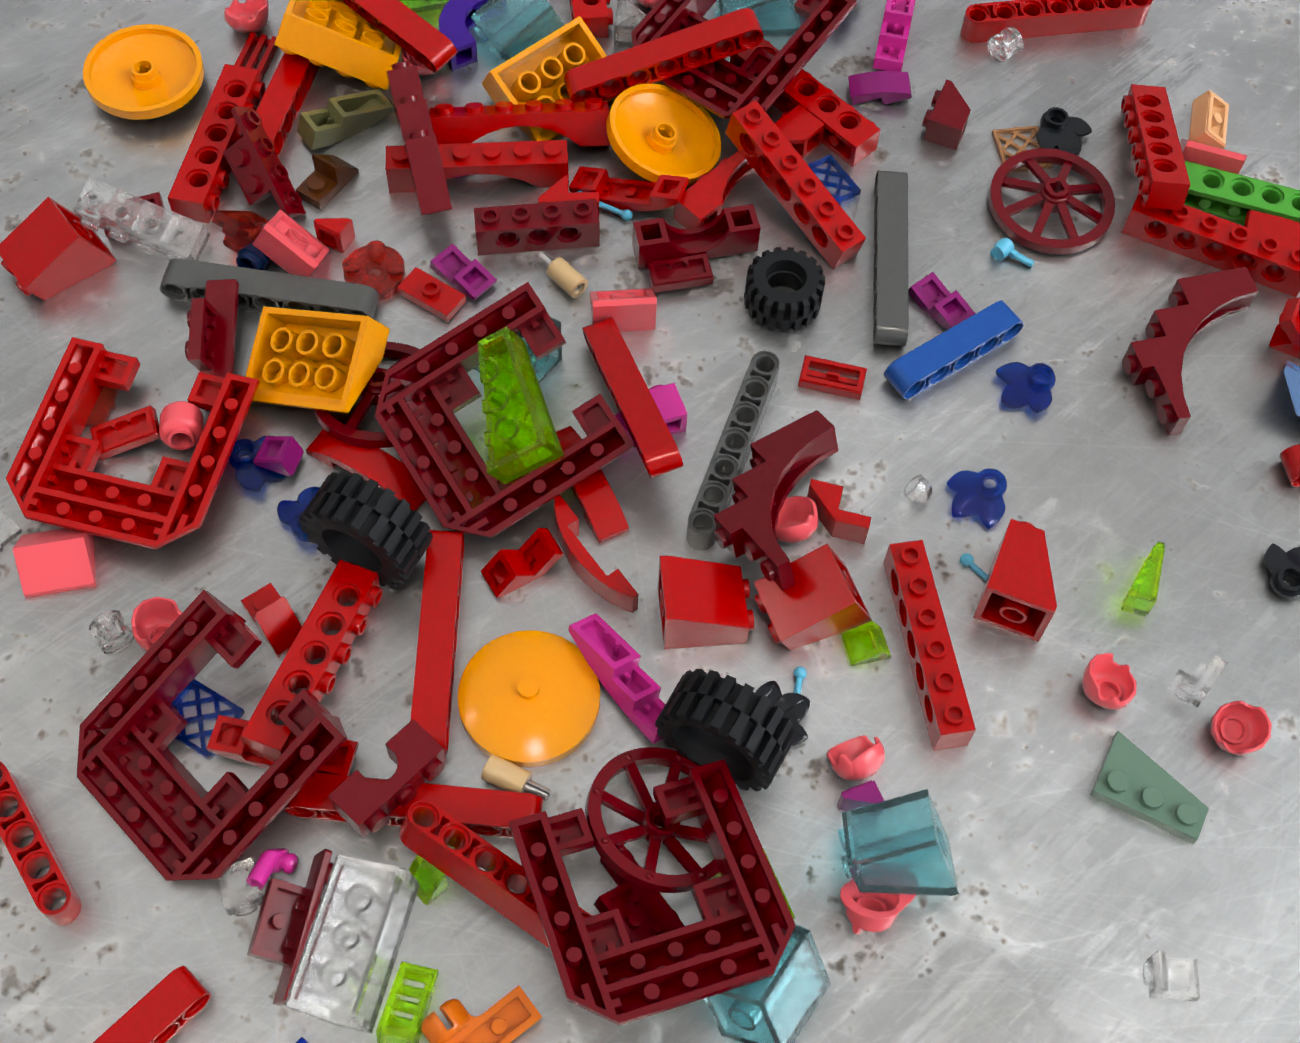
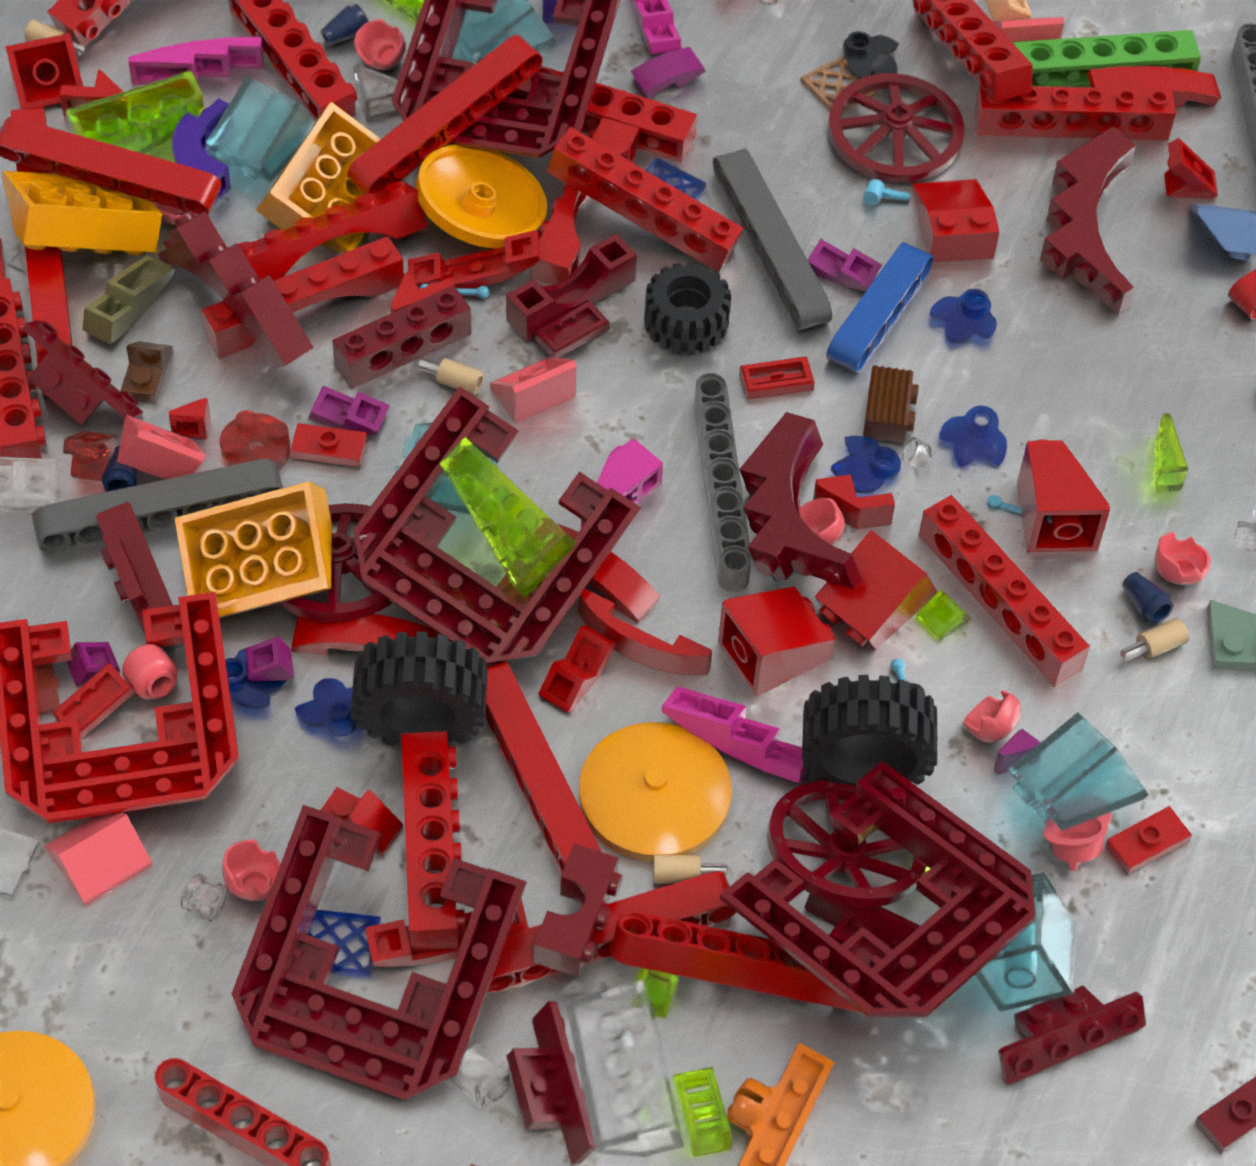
camera: 25 degrees left, 5 degrees down
(148, 393) = (89, 659): none -> magenta slope
(272, 862) = (498, 1039): dark pink arm -> none
(632, 398) = (610, 466): red beam -> none
(866, 480) = (865, 464): none -> clear blue plate
(915, 437) = (889, 404): none -> reddish brown brick
(943, 933) = (1148, 840): none -> red plate
(948, 119) = (753, 80): dark red slope -> none
(1048, 748) = (1157, 640): none -> tan piece
(1059, 705) = (1149, 599): none -> dark blue cone
(1062, 299) = (956, 220): none -> red slope

